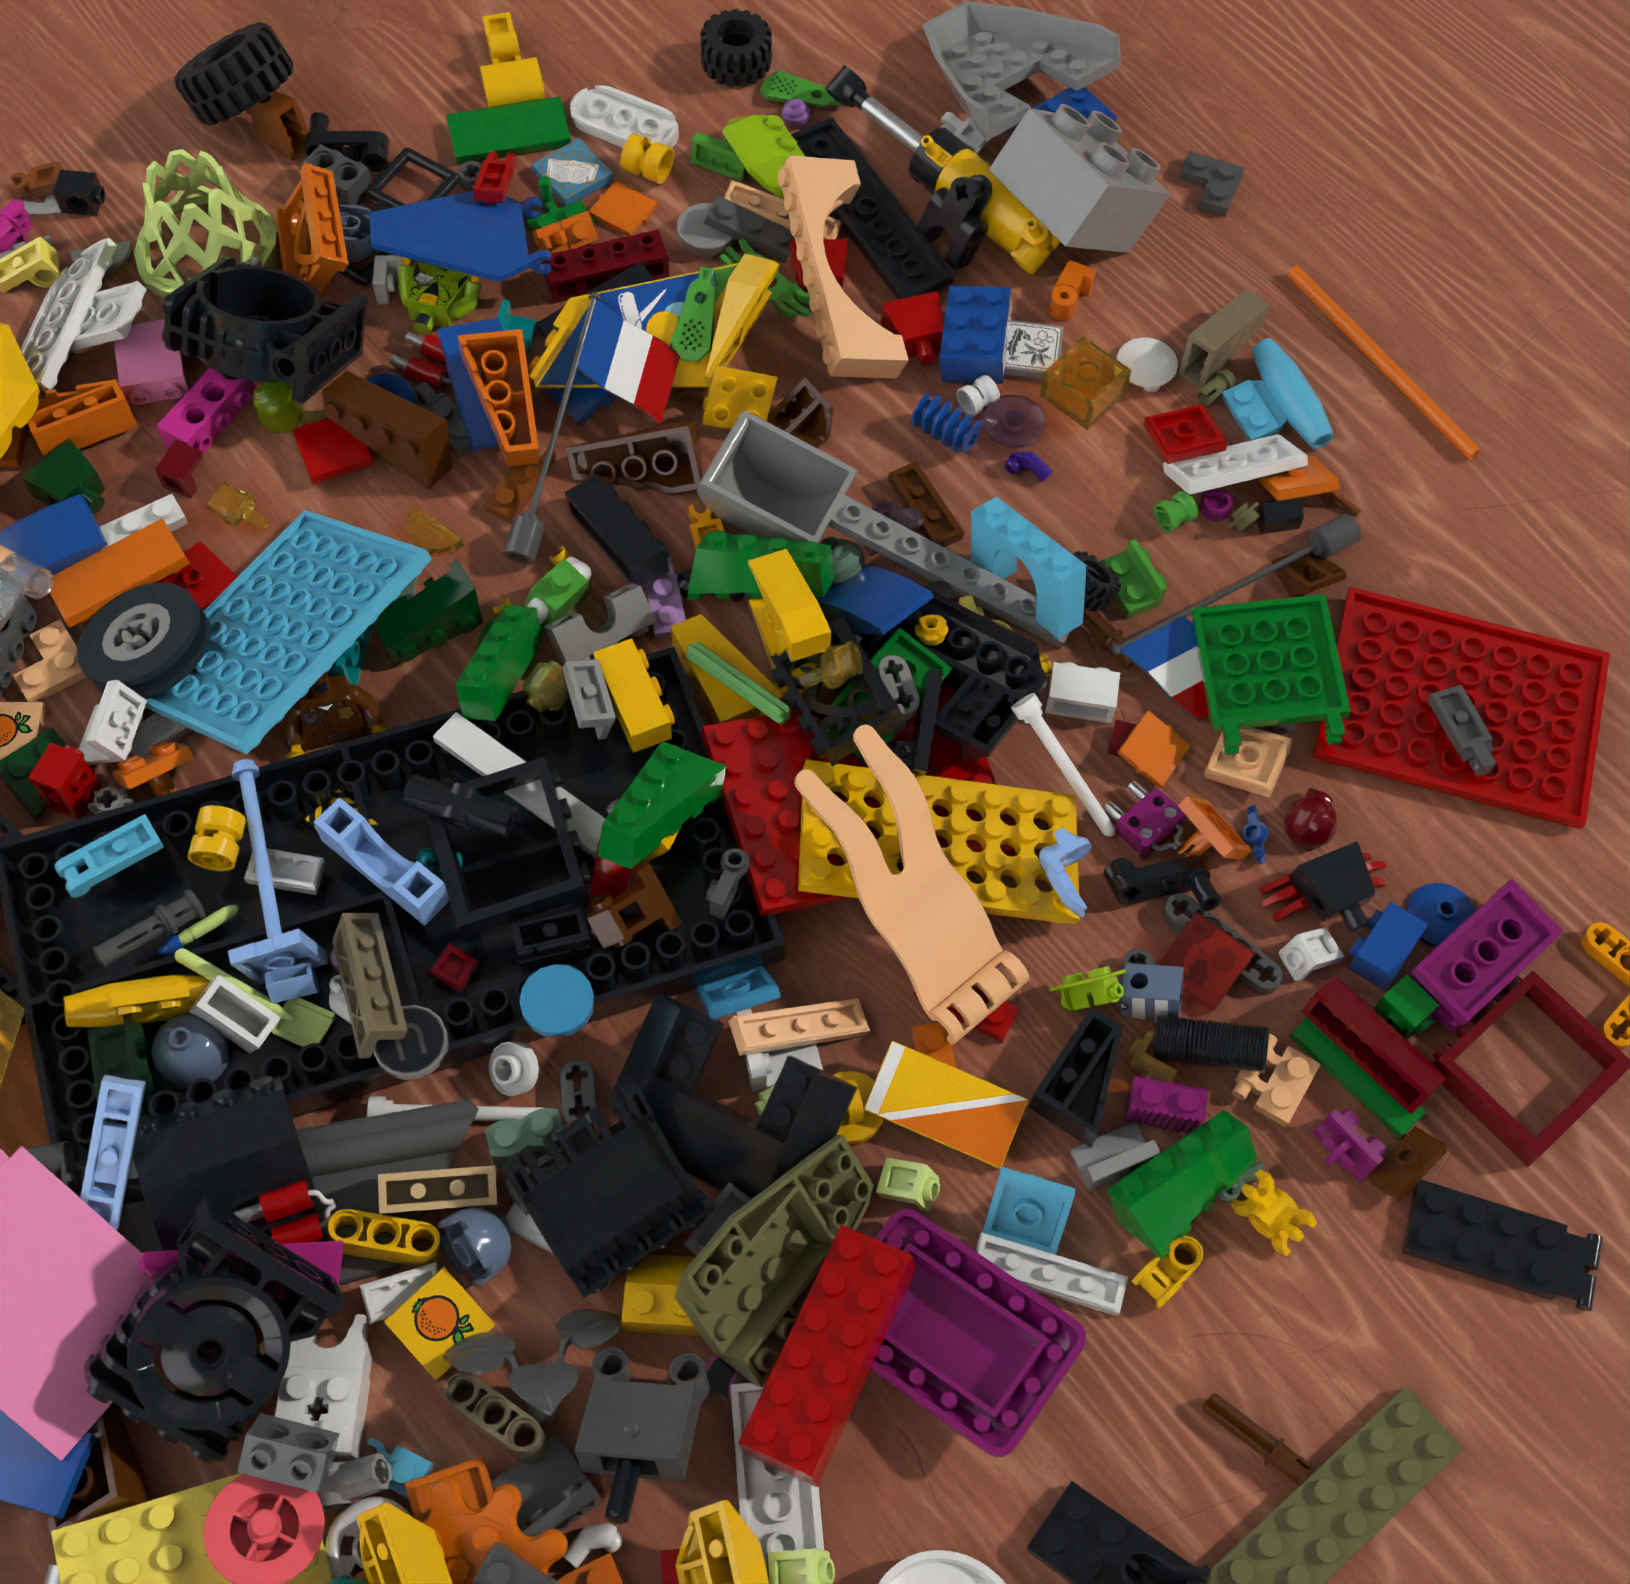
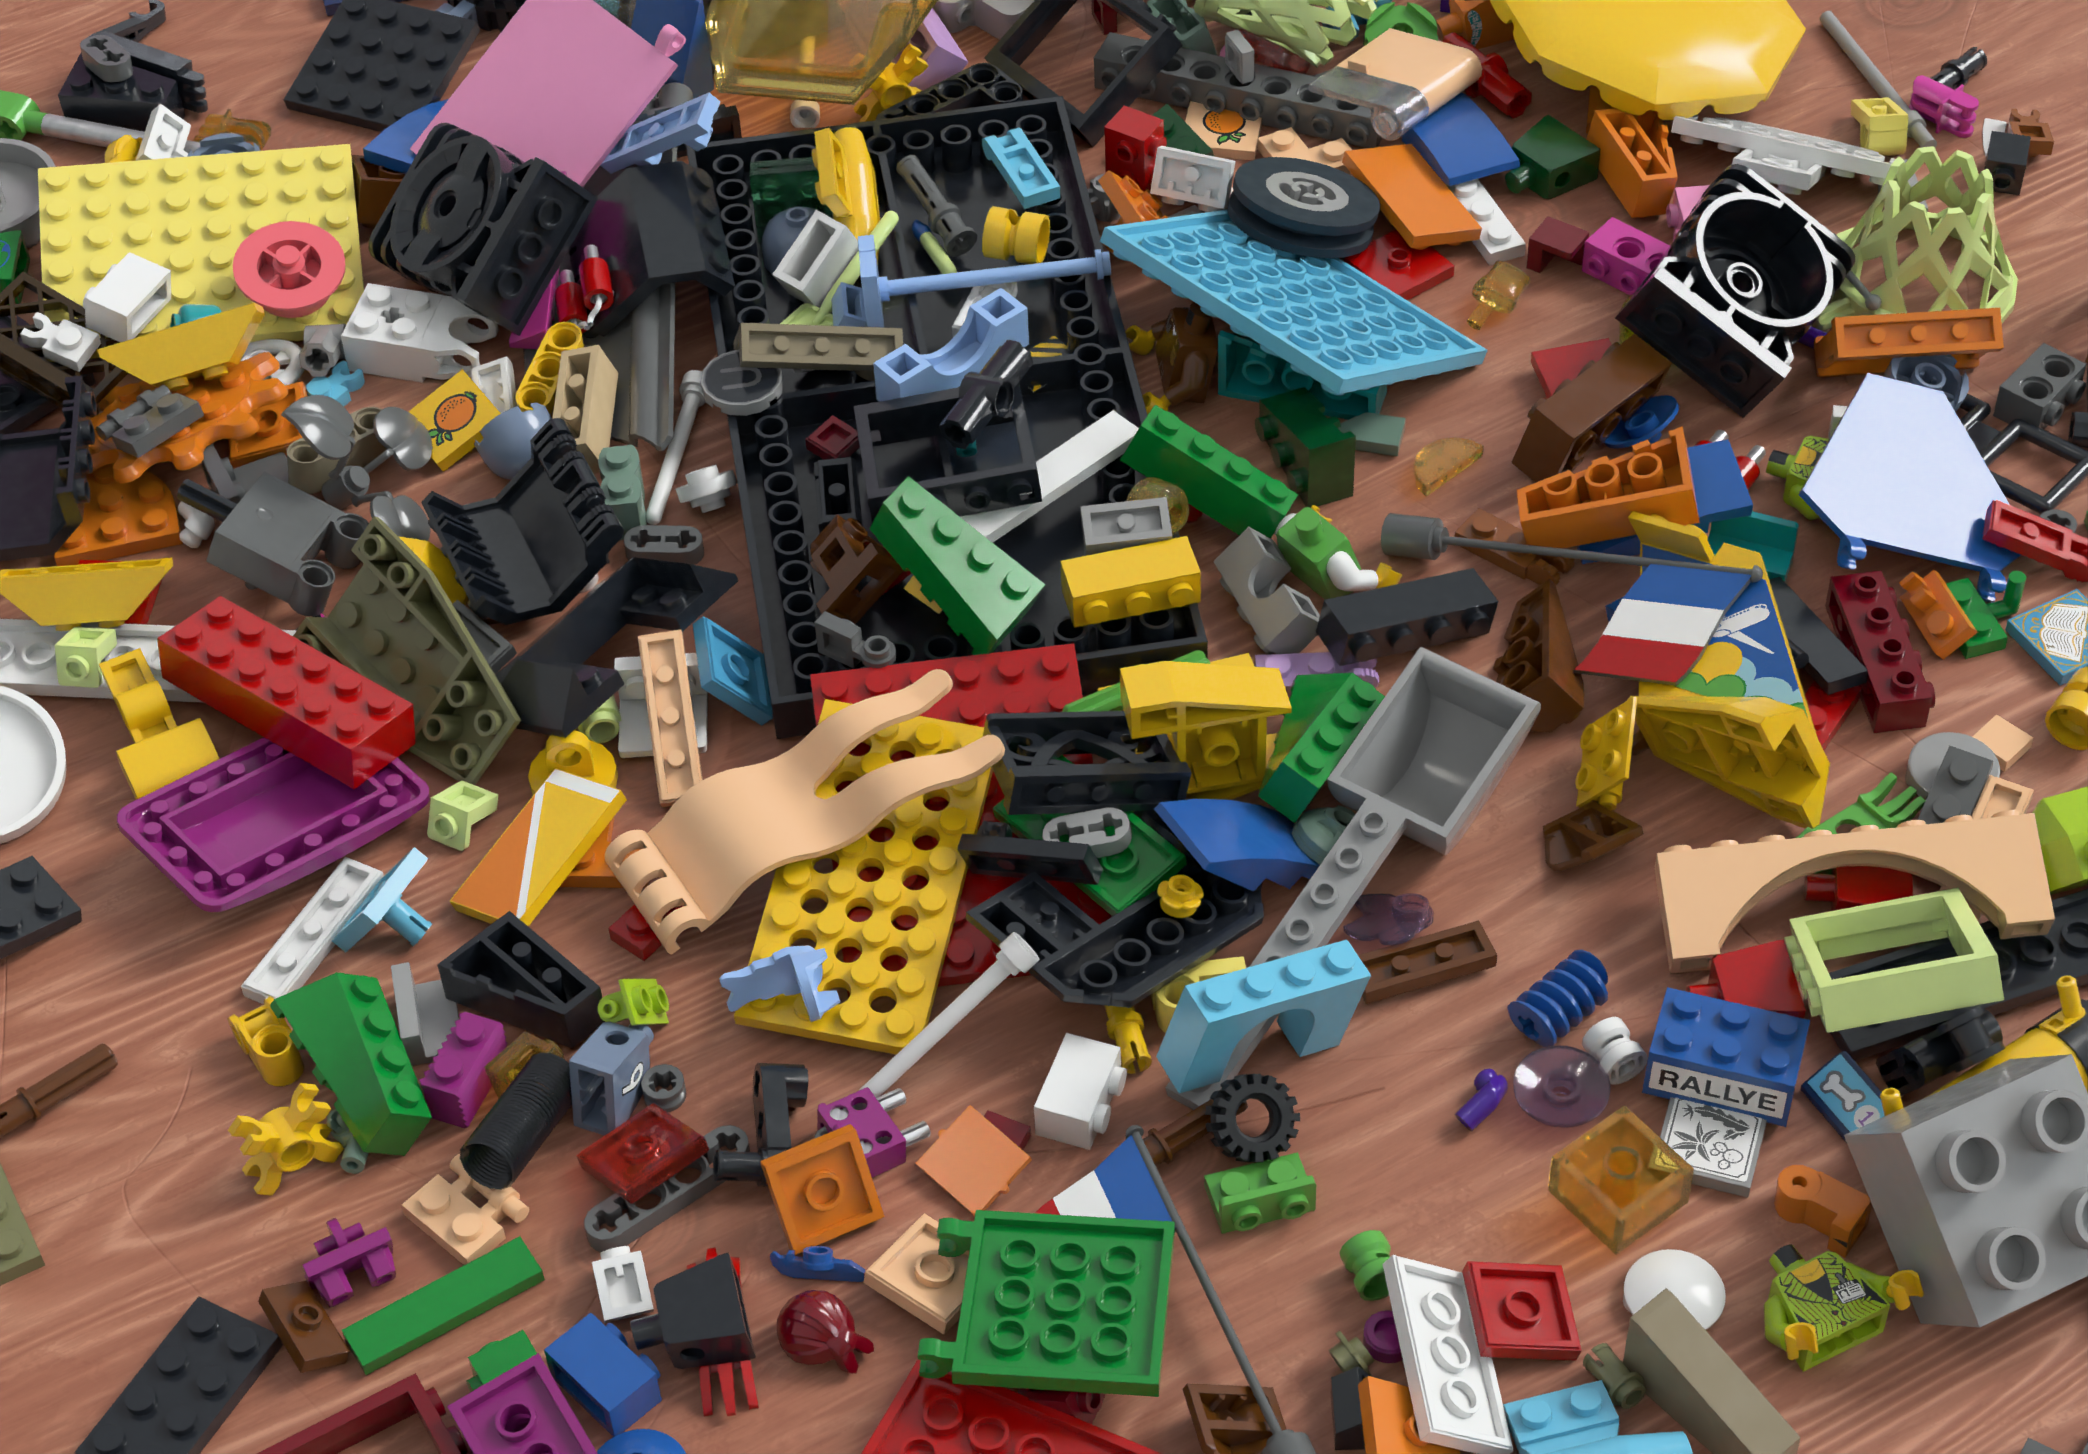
camera: 105 degrees right, 15 degrees down
(288, 1452) = (348, 278): dark grey brick -> none
(557, 1000) = (754, 497): dark azure tile -> none
(623, 208) = (2001, 689): orange piece -> none
(672, 206) = (2005, 741): none -> light nougat tile
(698, 313) = (1730, 682): bright green piece -> none
(836, 666) = (1105, 743): clear yellow piece -> none
(890, 195) = (1901, 991): none -> yellowish green window
(900, 1457) = (160, 747): none -> yellow plate
(993, 271) = (1844, 1094): none -> slope
(1144, 286) = (1829, 1304): none -> torso
(1373, 1044) = (484, 1305): dark red brick -> none

